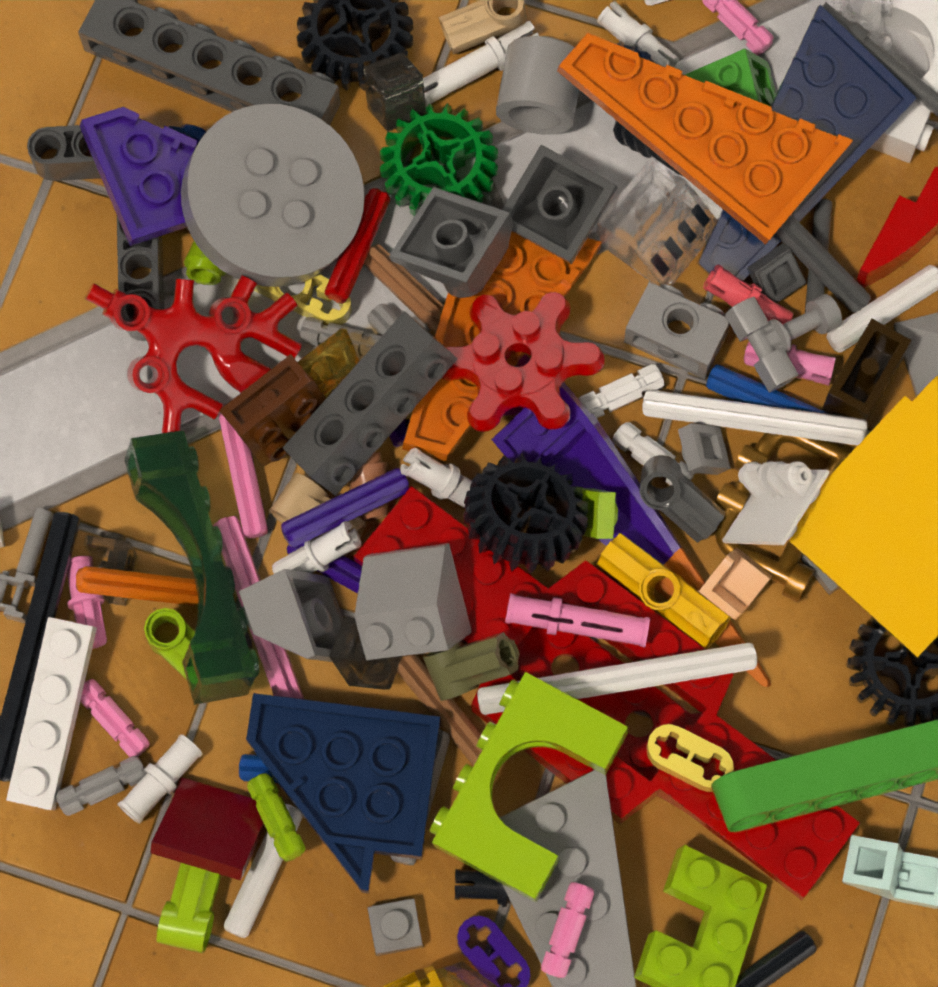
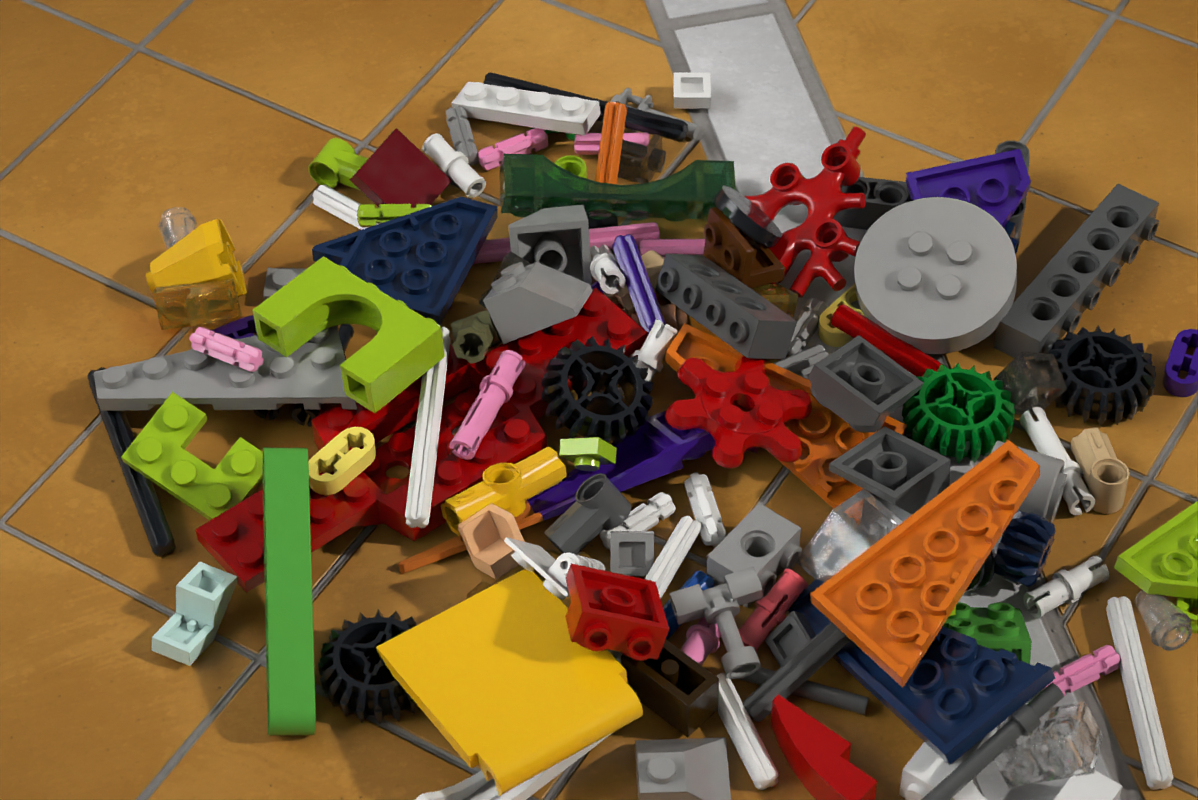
camera: 100 degrees right, 25 degrees down
(227, 400) = (748, 217): none -> black tile
(845, 415) = (615, 613): none -> red plate

